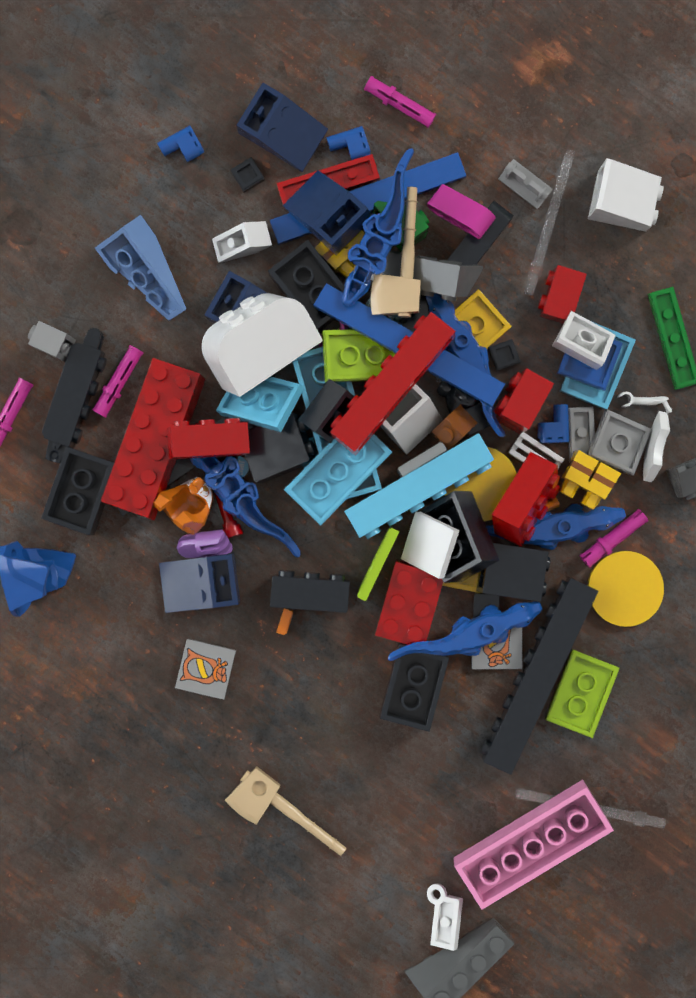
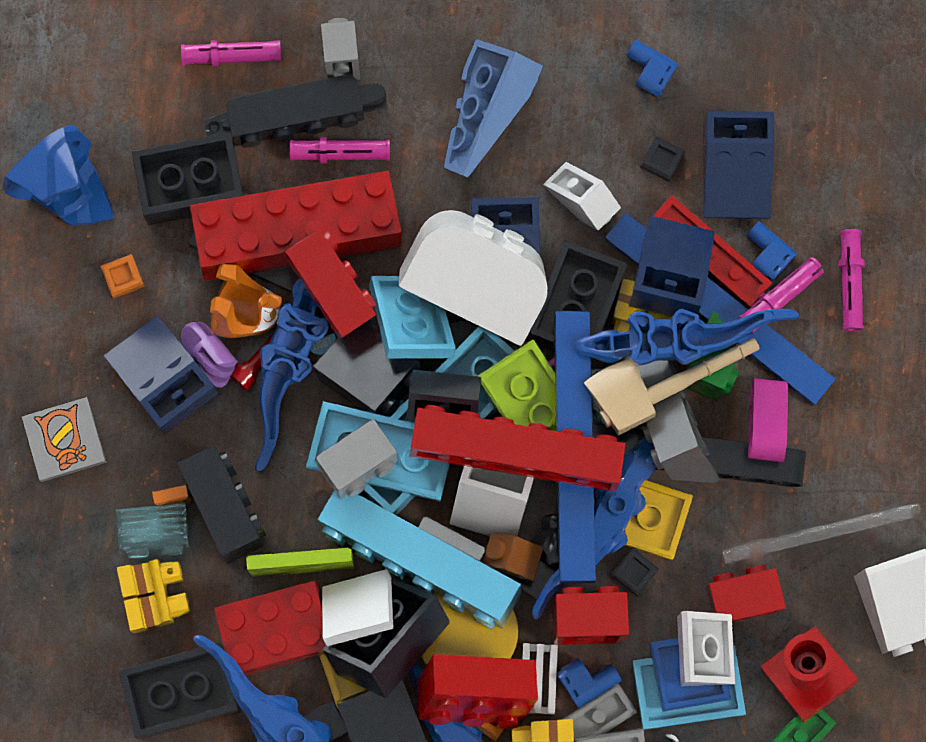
camera: 60 degrees right, 10 degrees down
(118, 571) = (122, 276): none -> orange tile
(299, 644) = (153, 529): none -> clear light blue brick
(338, 490) = (357, 460): none -> light grey brick
(351, 671) = (148, 580): none -> yellow hips
(386, 164) = (788, 288): none -> dark pink pin
(525, 183) = (848, 478): light grey hinge -> none
(641, 296) = (811, 689): none -> red plant

